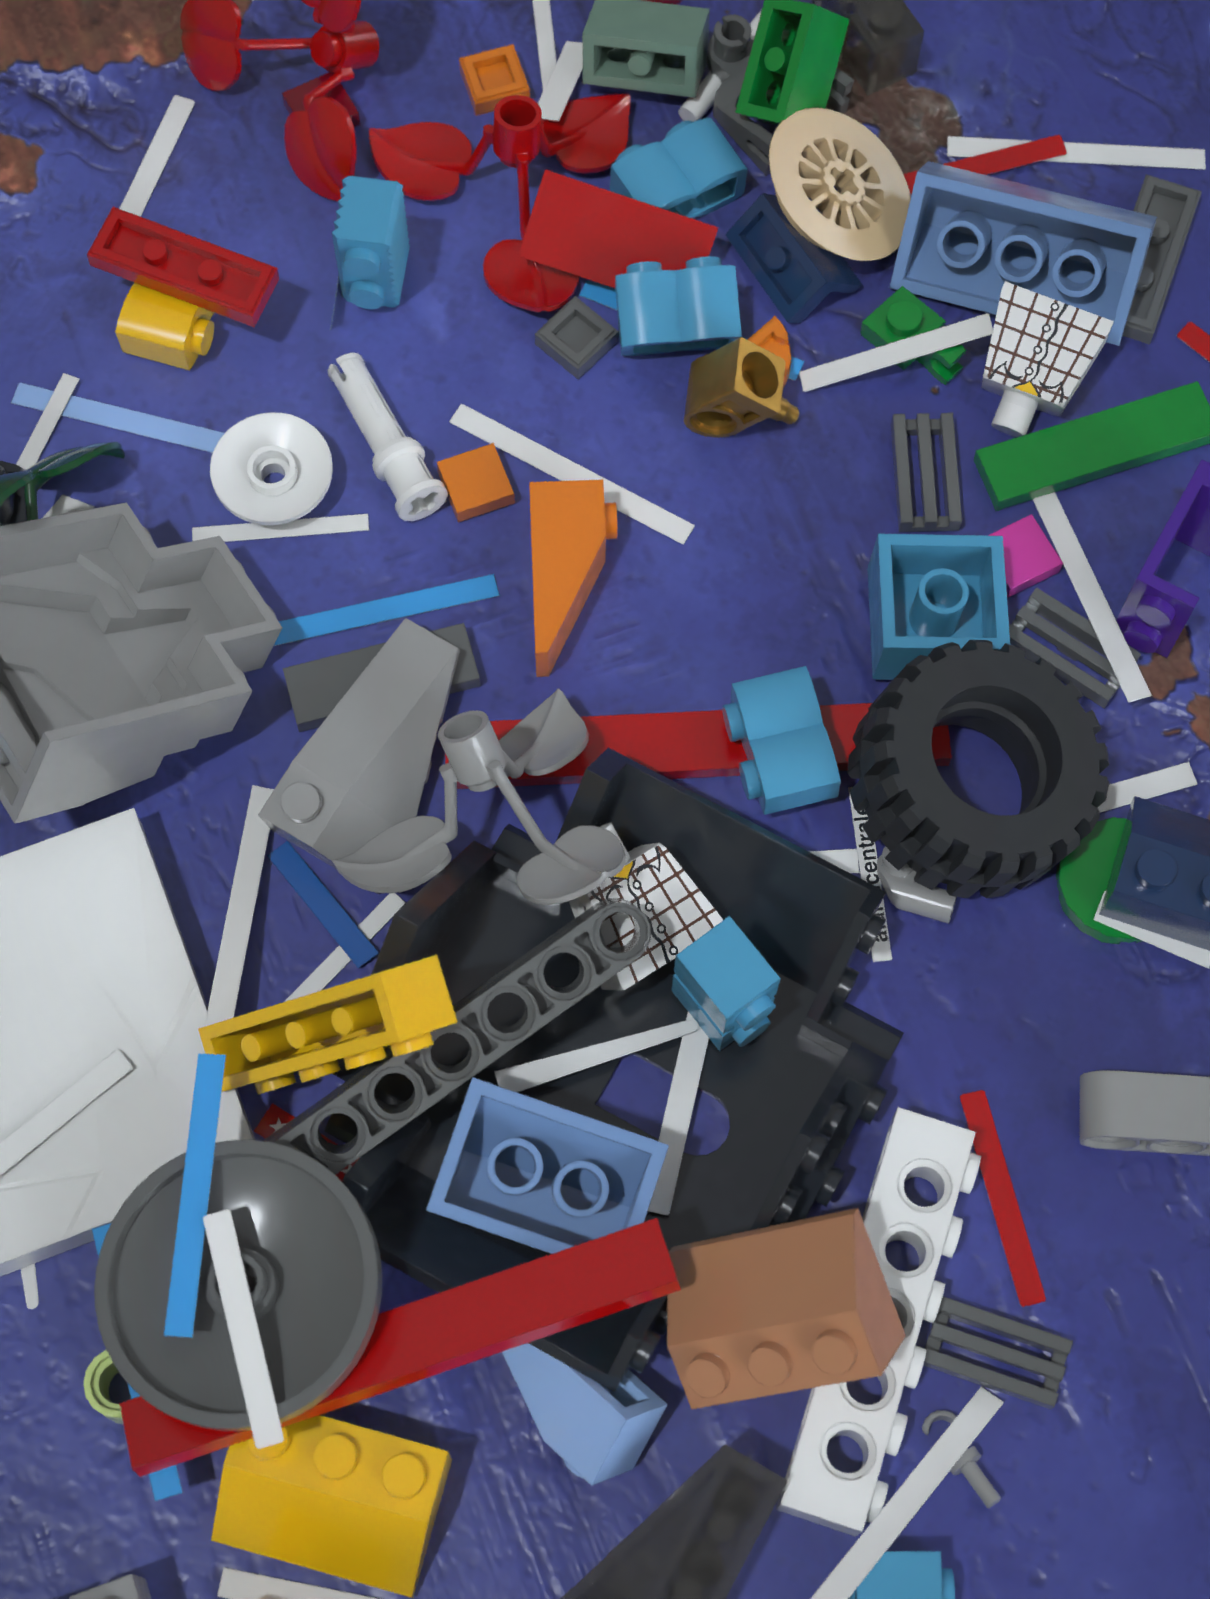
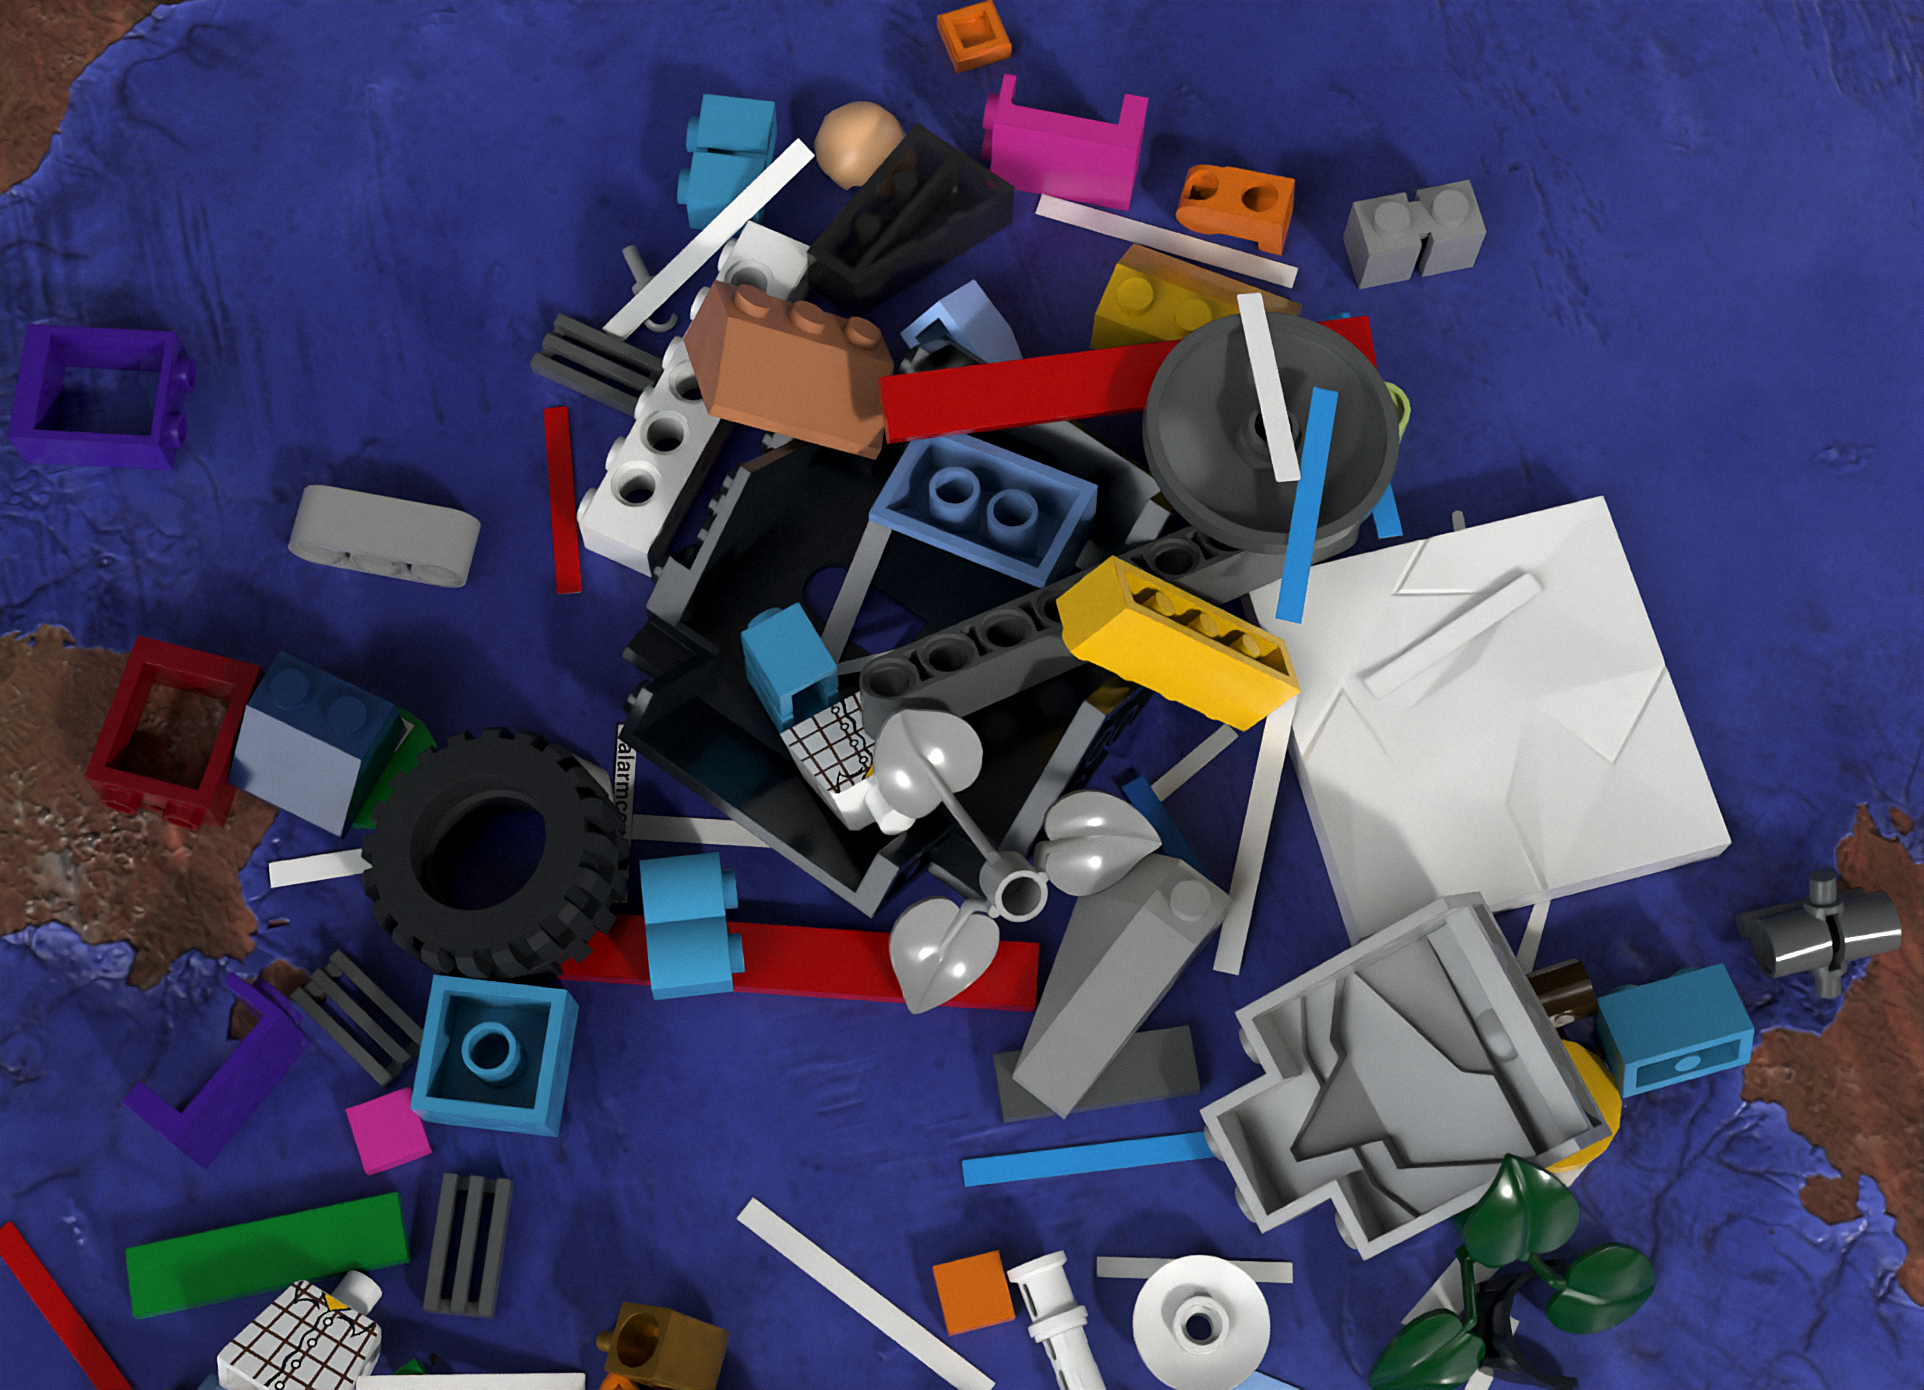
camera: 175 degrees left, 0 degrees up
(567, 557) = (883, 1180): orange slope -> none
(1092, 598) = (324, 1069): white sticker -> none

